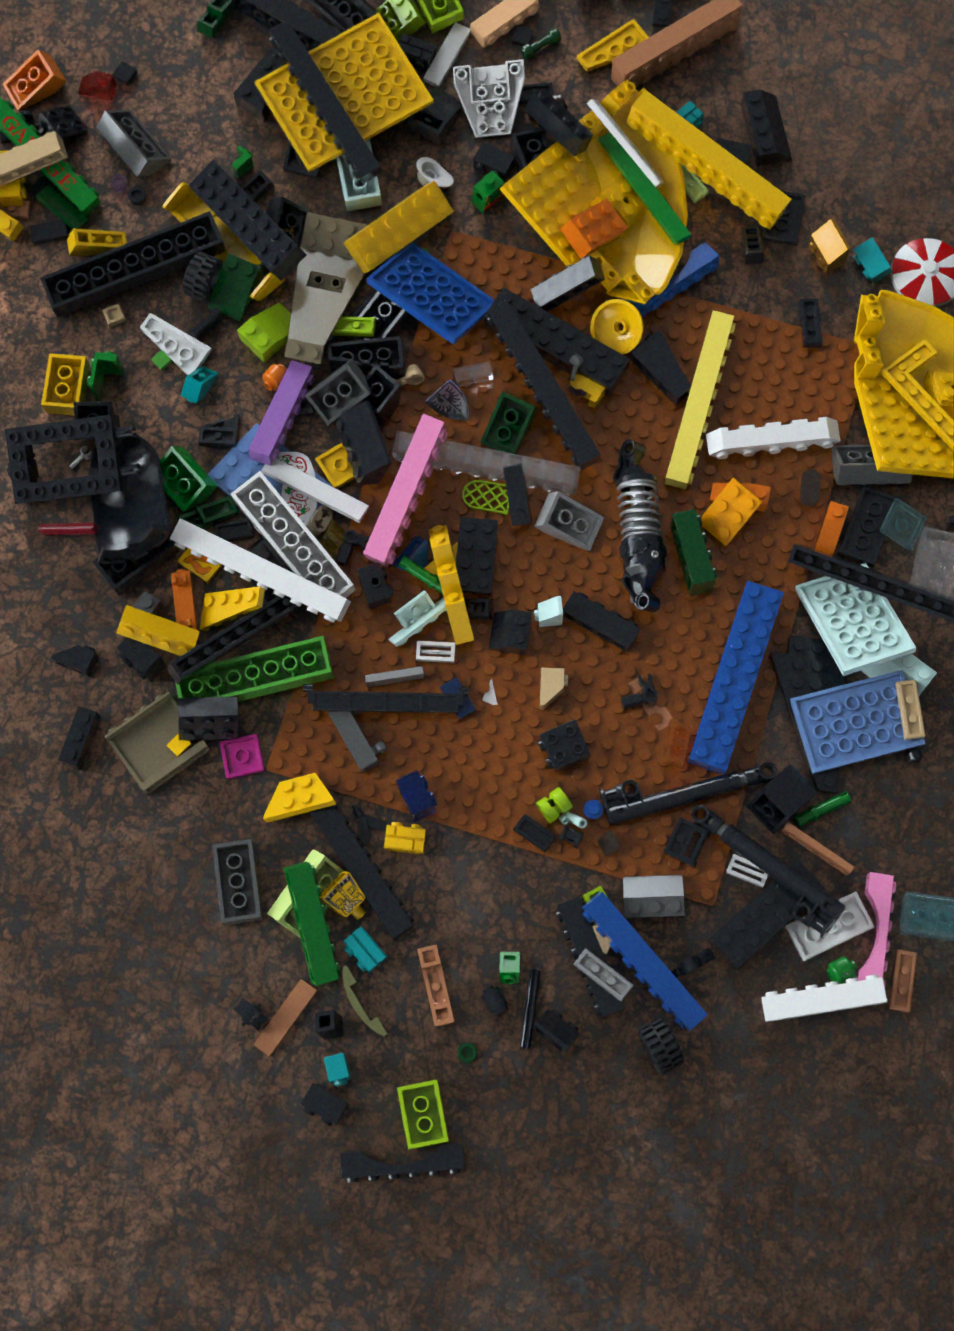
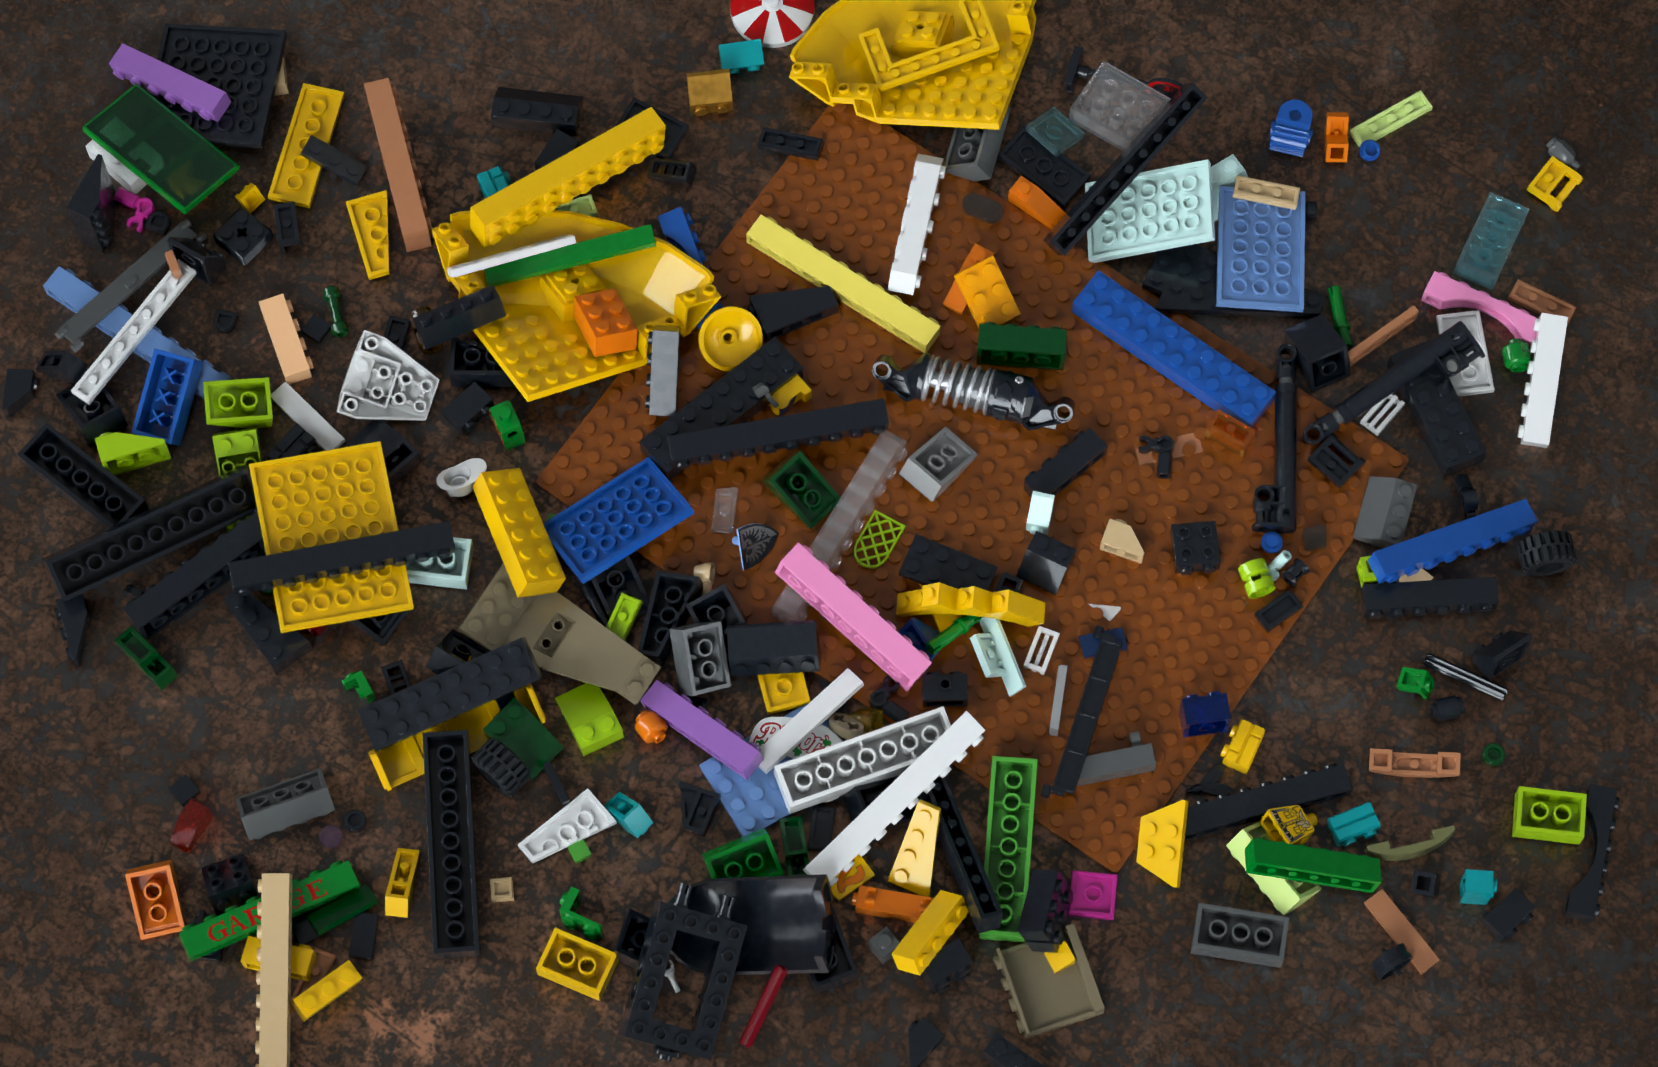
camera: 75 degrees left, 5 degrees down
(517, 494) = (893, 504): black slope -> none
(603, 974) = (1455, 586): light grey tile -> none

